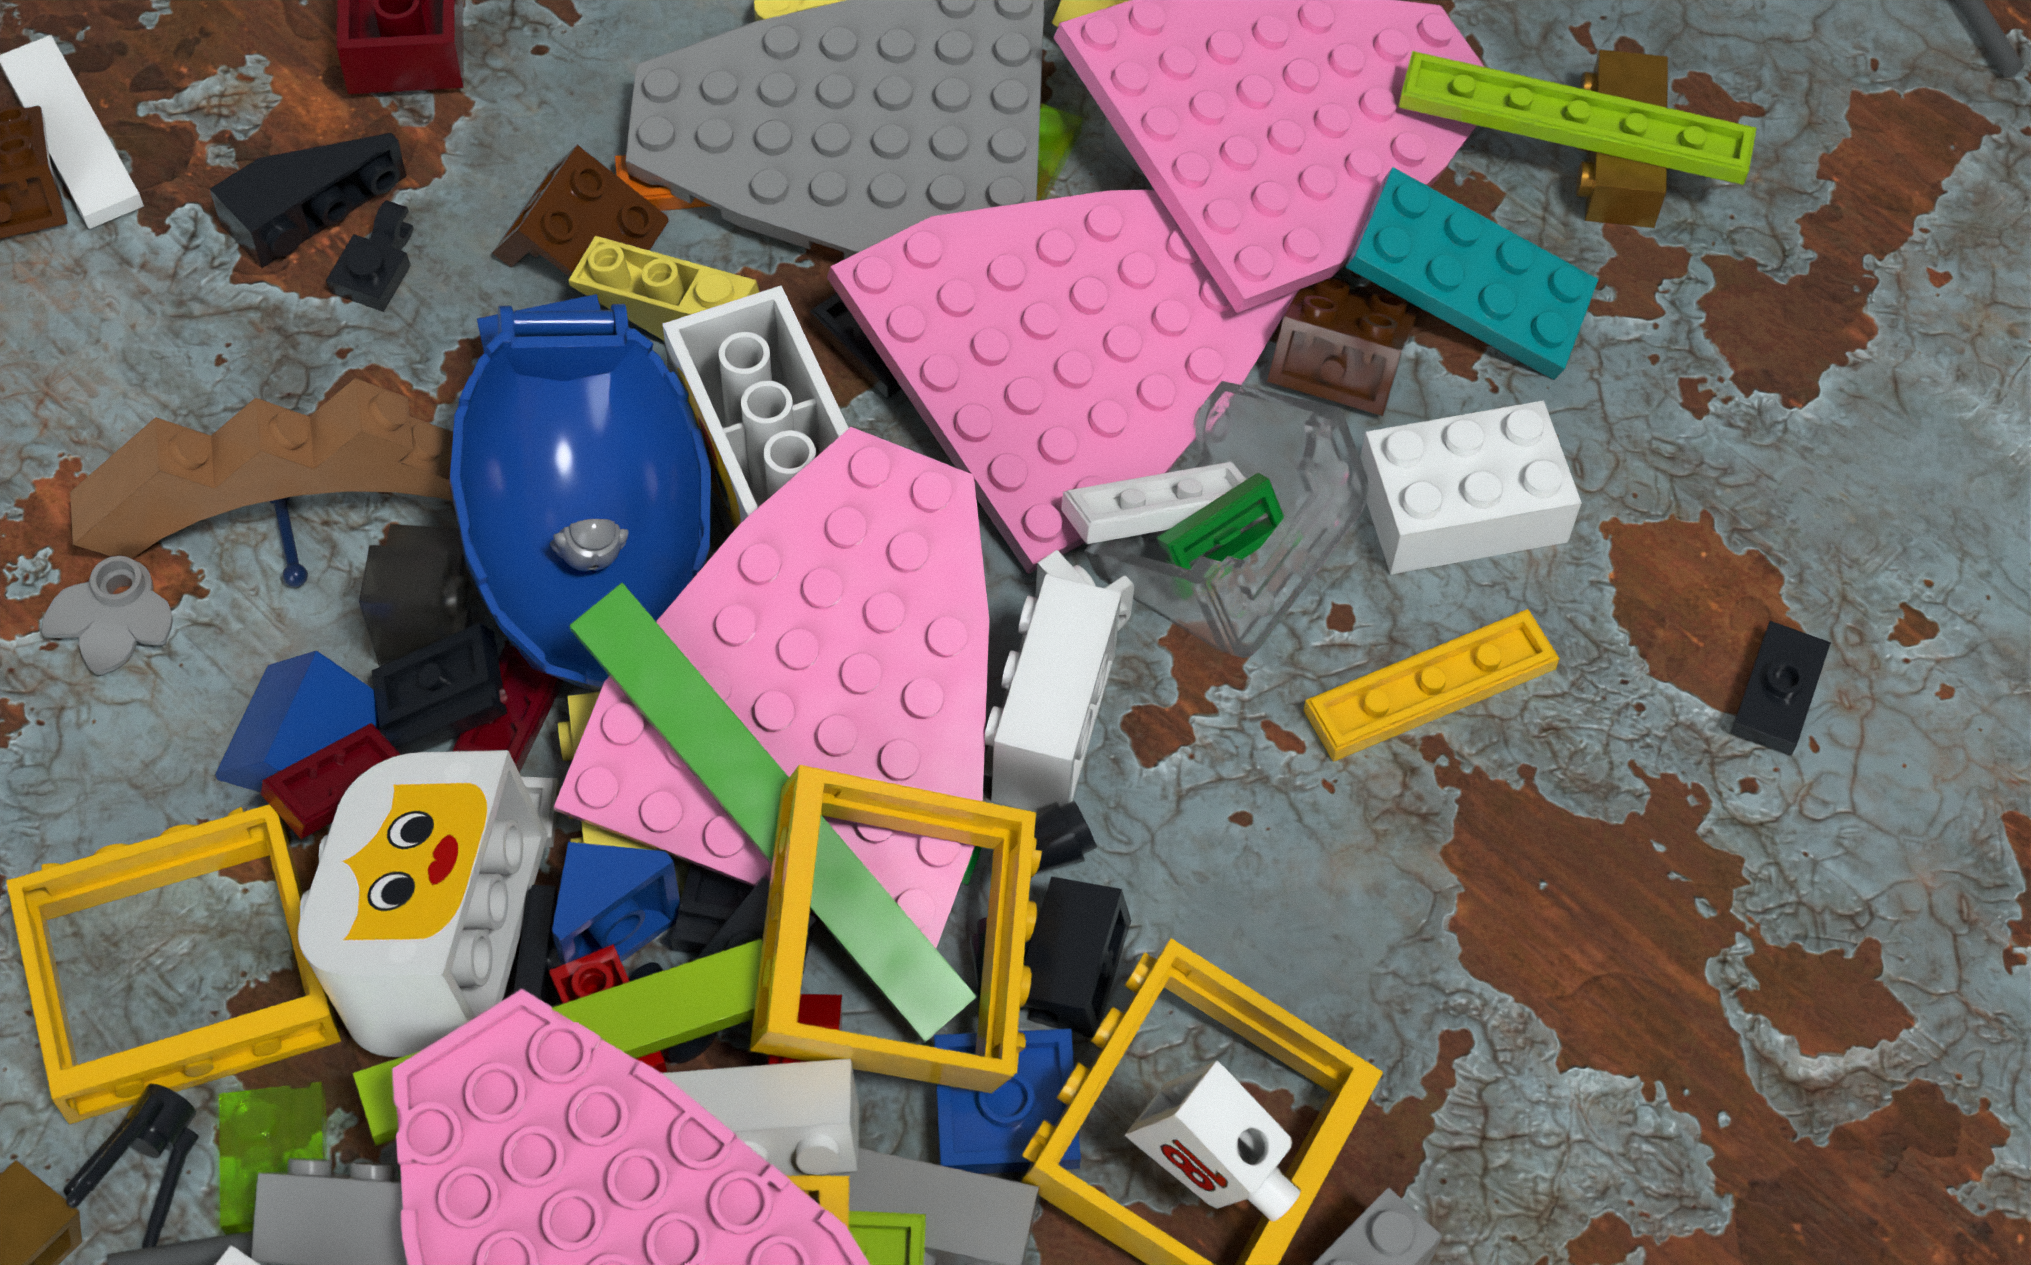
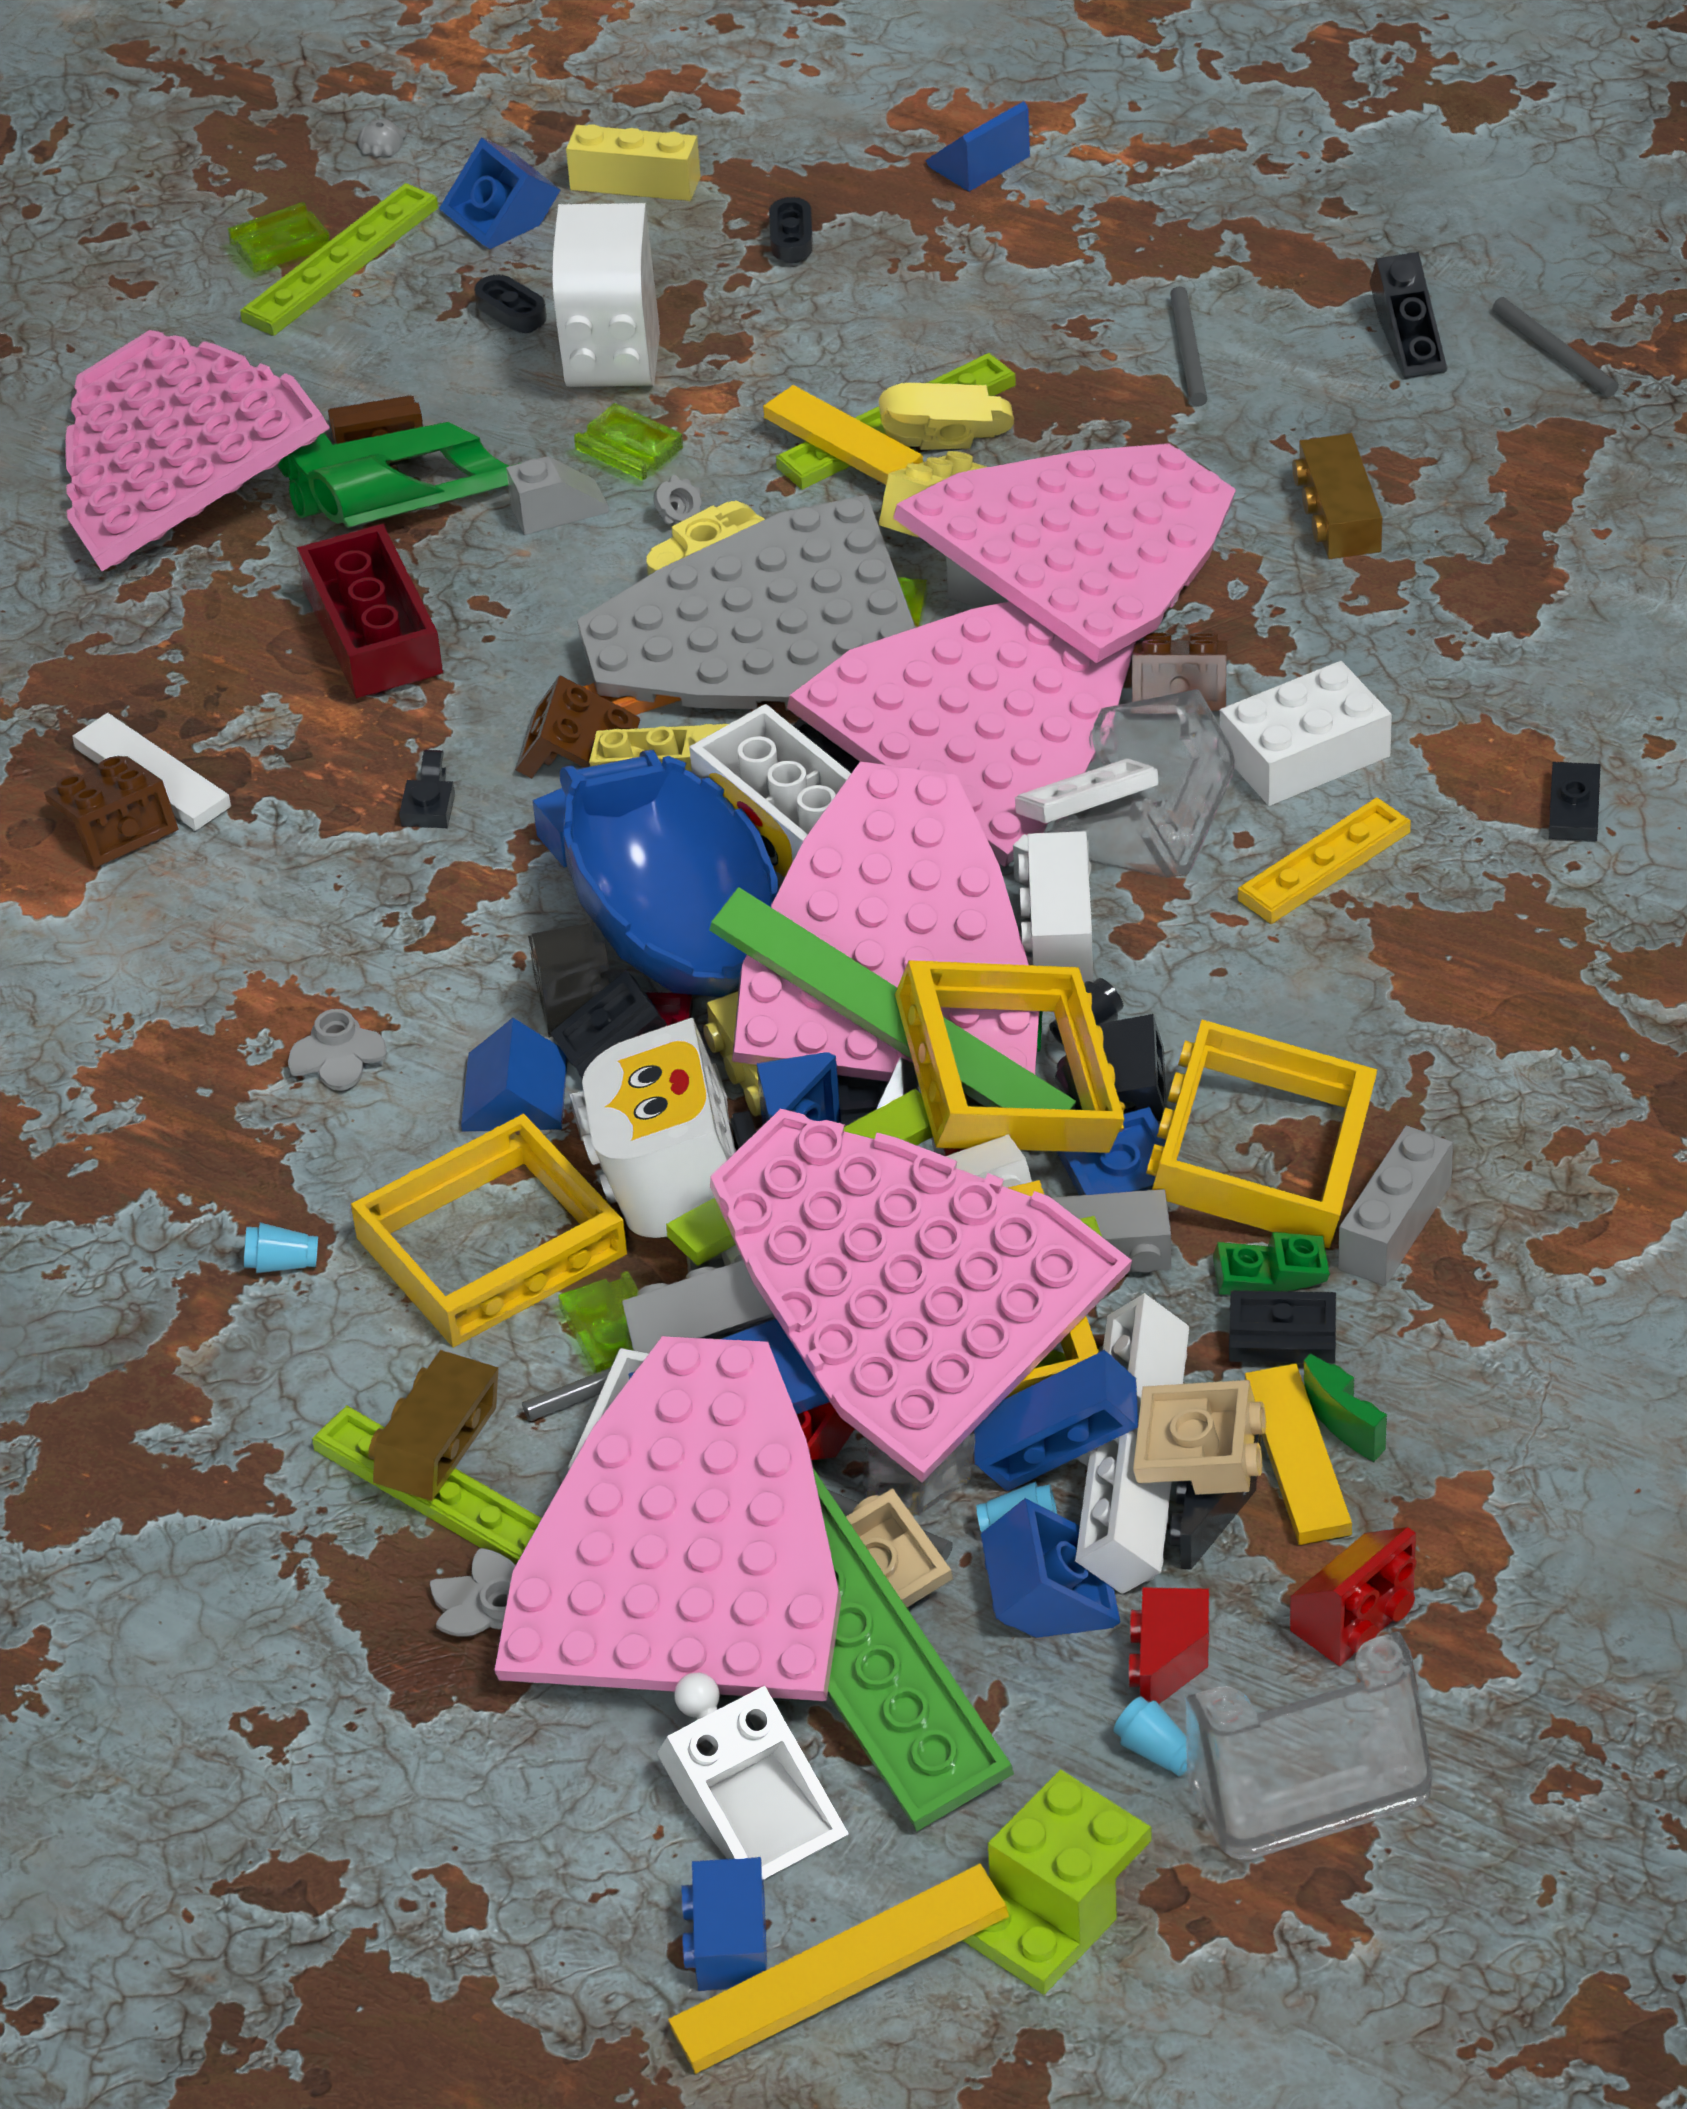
camera: 10 degrees left, 15 degrees down
(151, 1126) = (519, 1326): black plant -> none
(261, 455) = (424, 904): medium nougat arch -> none
(294, 573) = (423, 953): dark blue hinge -> none
(299, 193) = (351, 765): black slope -> none
(312, 788) = (554, 1094): dark red plate -> none
(590, 544) = (678, 914): light grey animal -> none
(1217, 1141) = (1279, 1112): white torso -> none
(1222, 522) = (1136, 778): green tile -> none
(1473, 273) = (1259, 602): teal plate -> none
(1578, 117) = (1299, 484): lime tile -> none

